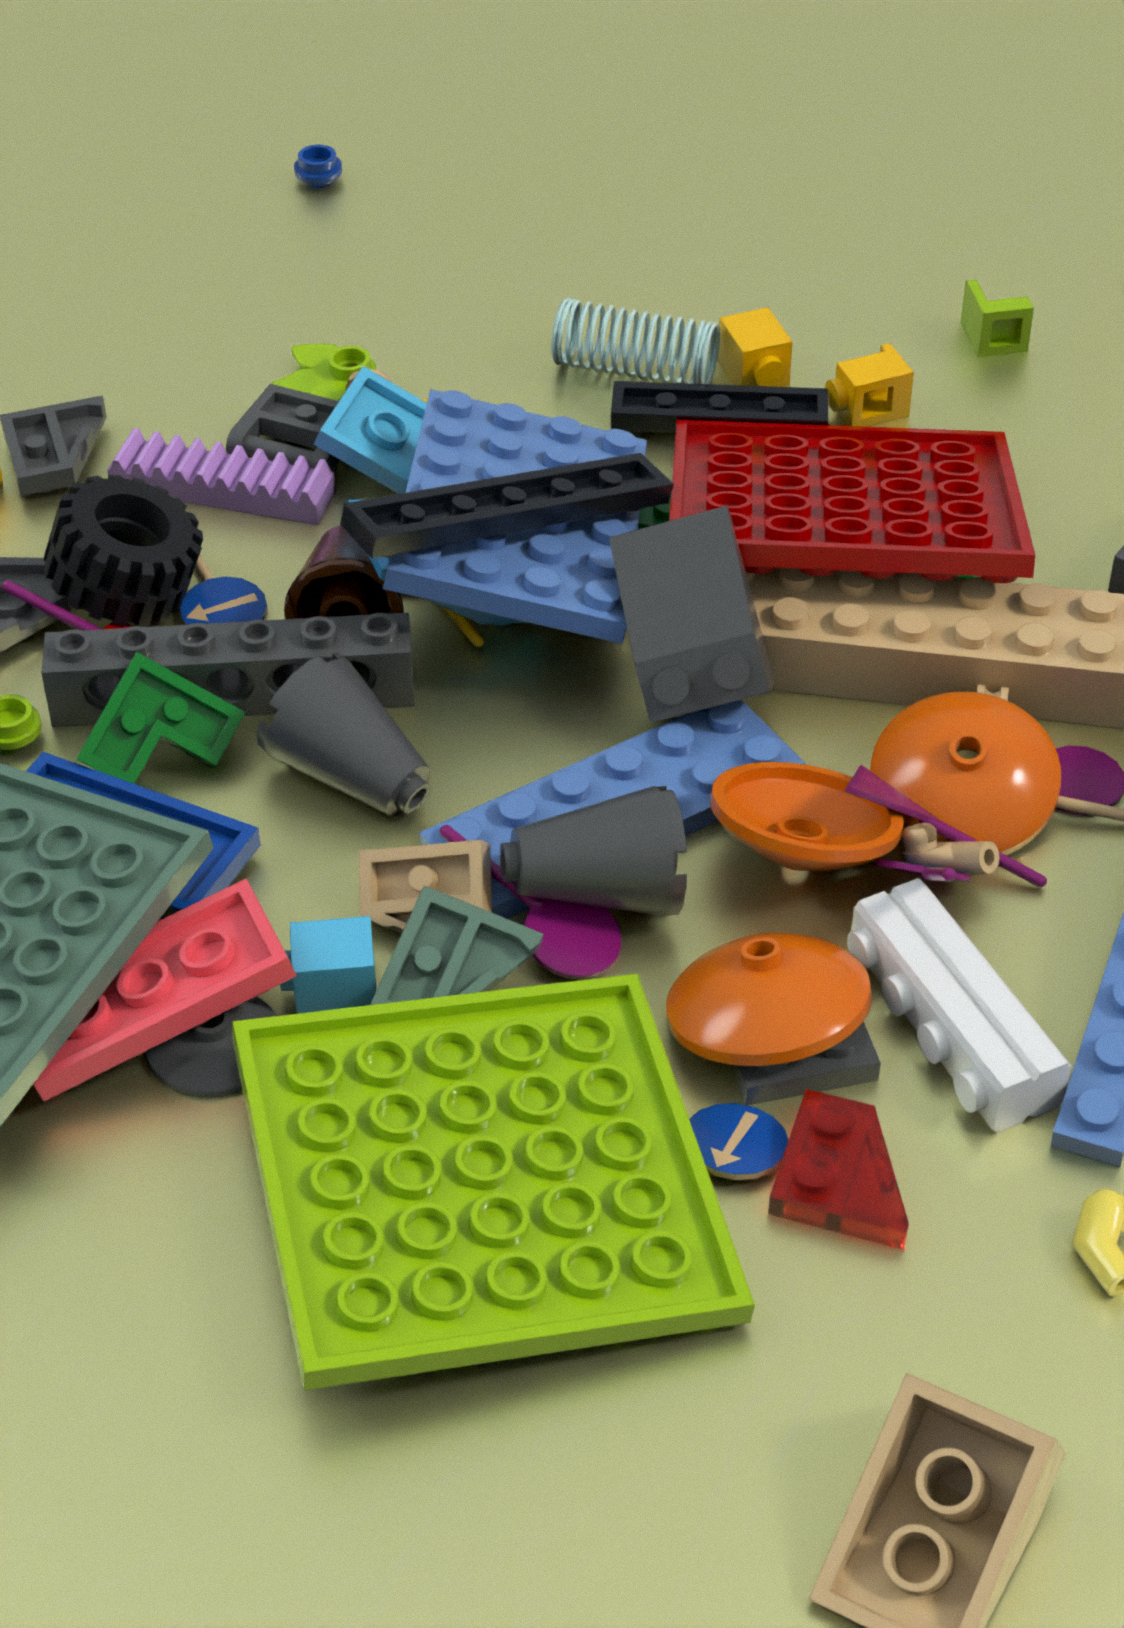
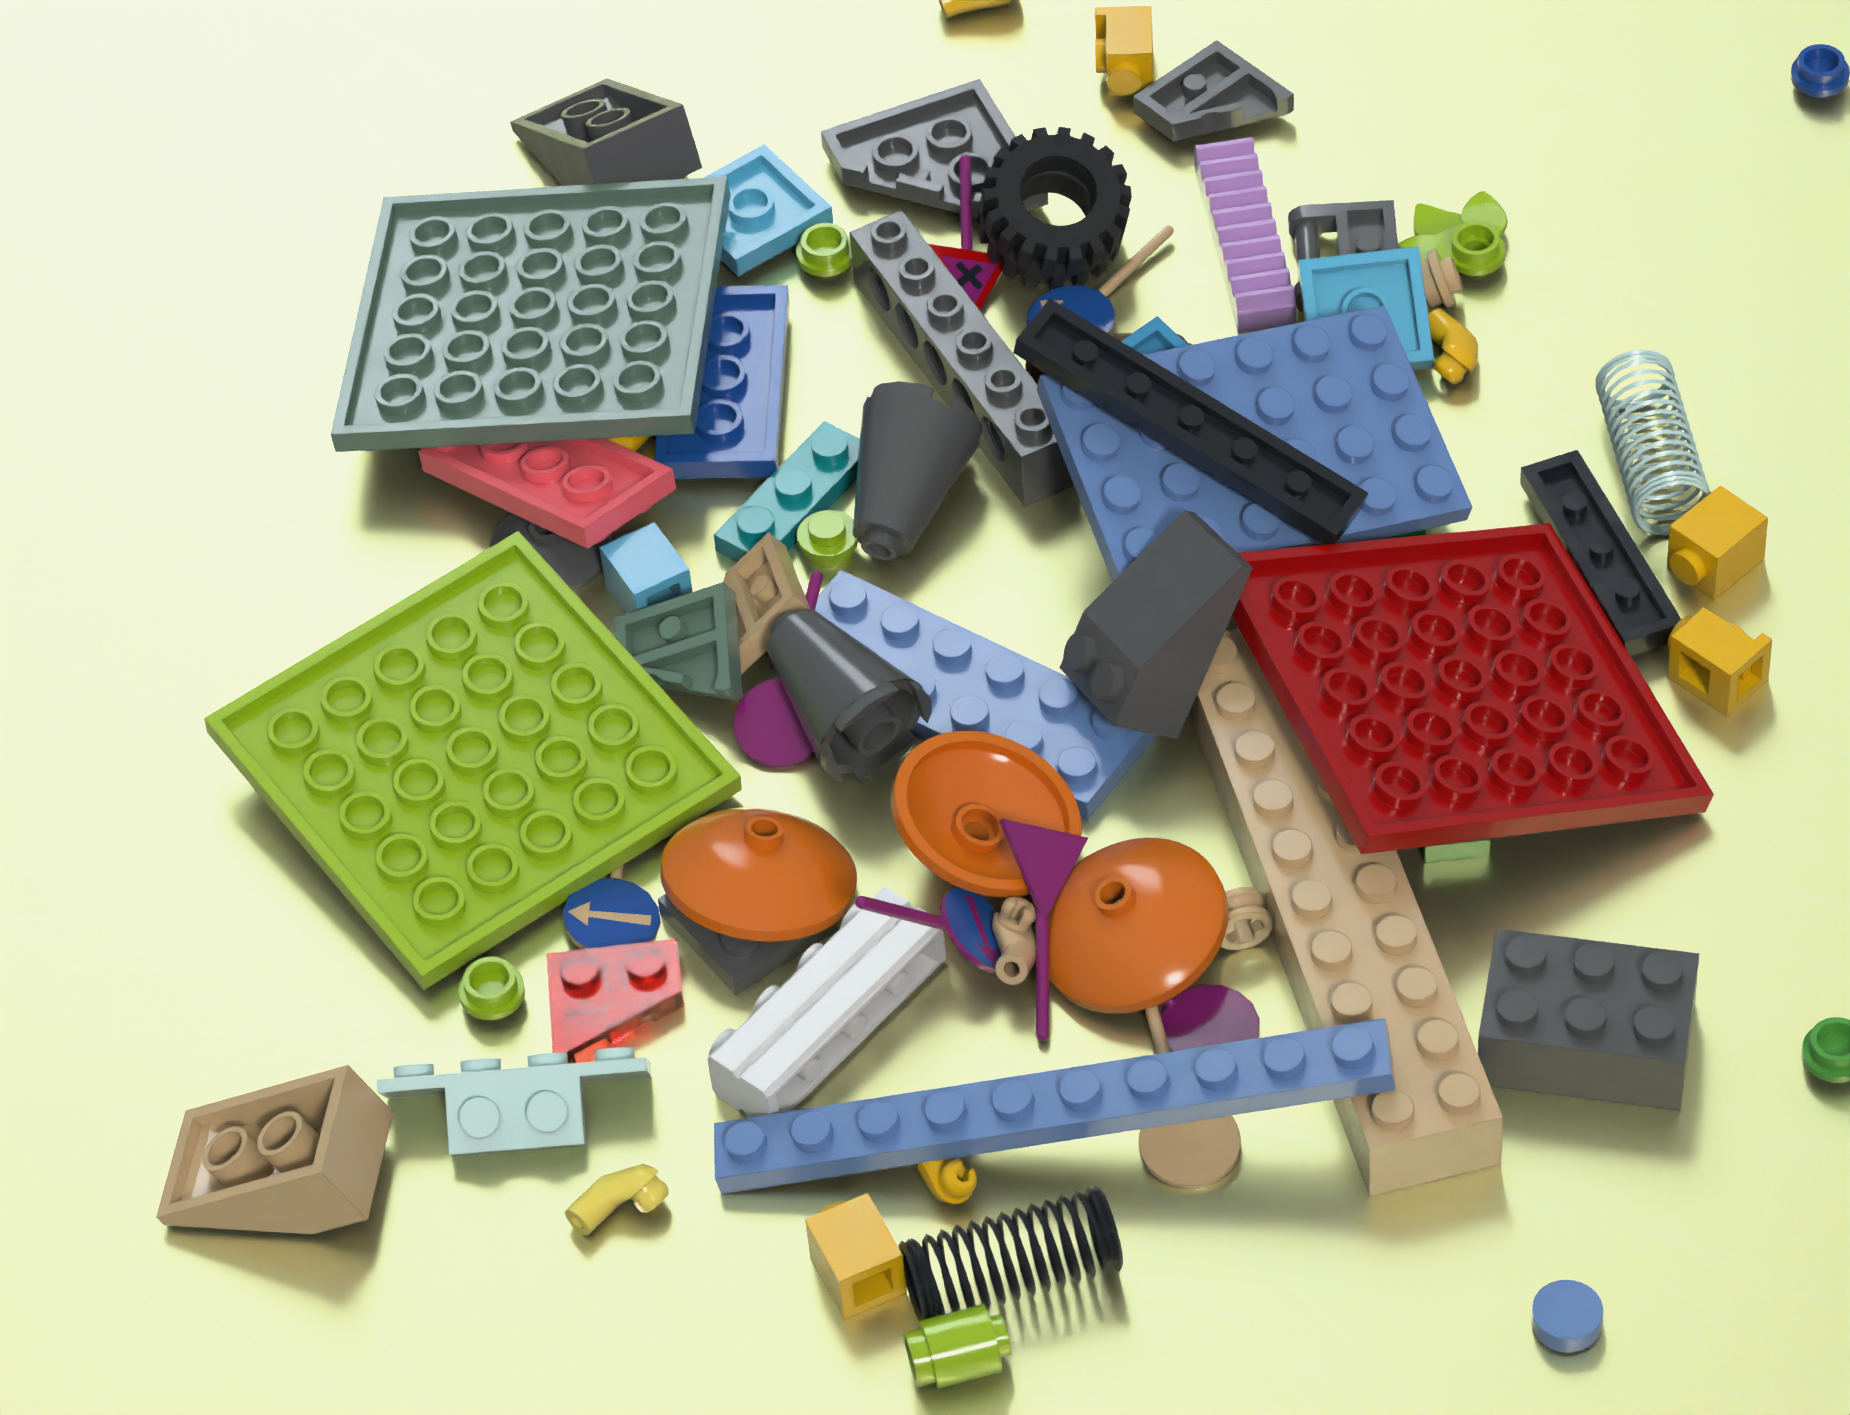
camera: 70 degrees right, 5 degrees up
(154, 706) = (855, 322): green plate -> none
(296, 843) = (801, 486): none -> plate
(366, 829) = (827, 538): none -> lime plate
(787, 1259) = (491, 988): none -> lime plate
(952, 1283) = (515, 1107): none -> light aqua bracket

